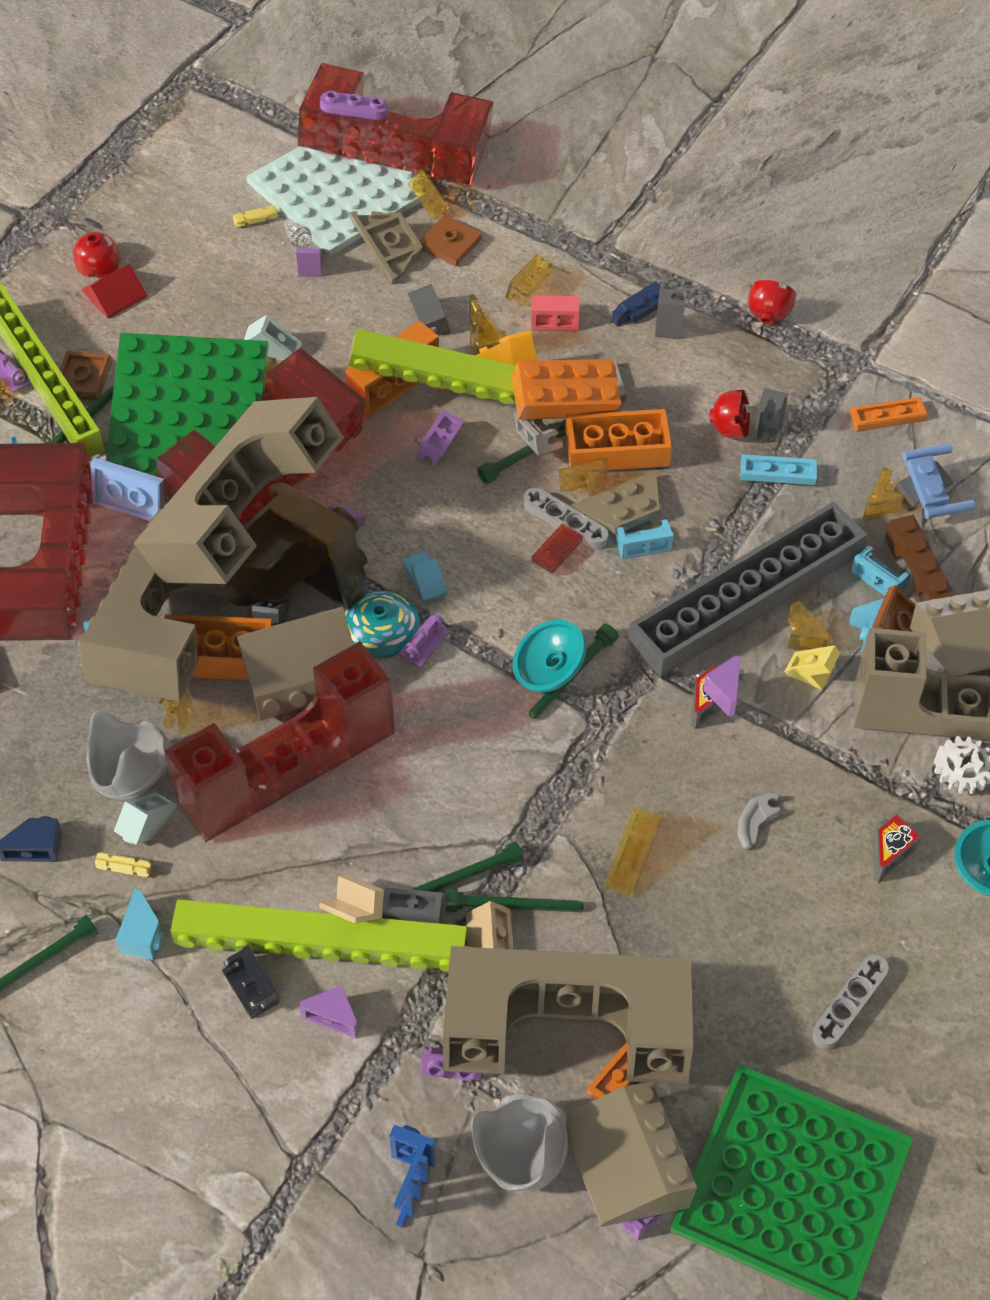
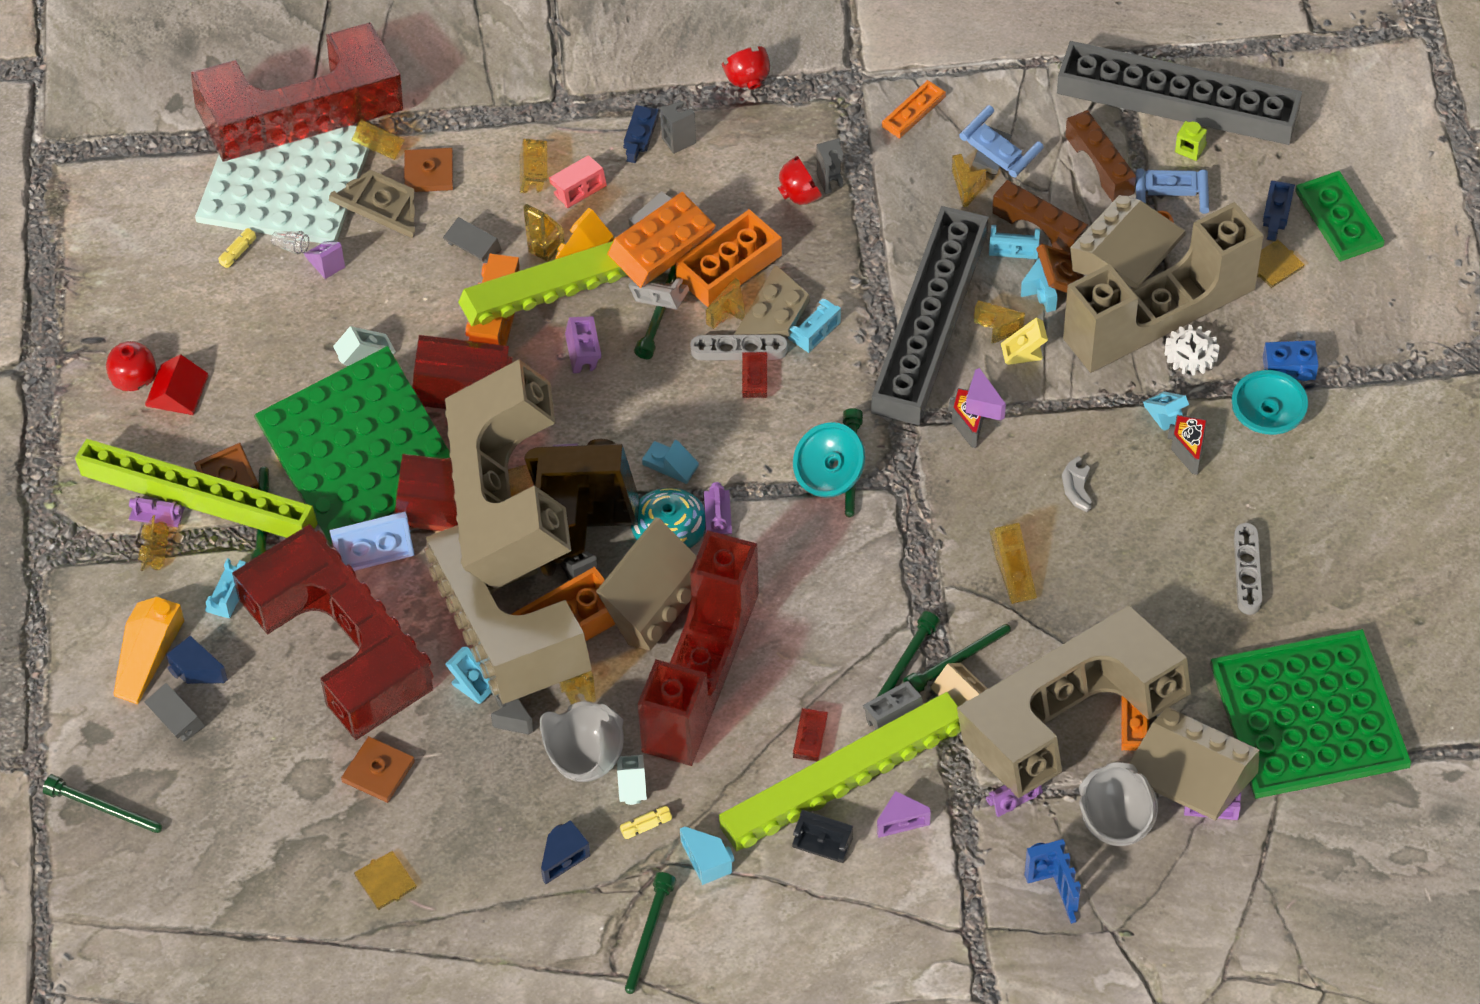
camera: 35 degrees left, 0 degrees up
(103, 698) = (512, 717): none -> dark grey slope
(321, 884) = (810, 734): none -> clear red plate
(354, 105) = (263, 96): medium lavender plate -> none
(355, 900) = (850, 727): tan panel -> none
(778, 469) = (869, 206): medium azure plate -> none
(895, 800) = (1165, 408): none -> medium azure slope

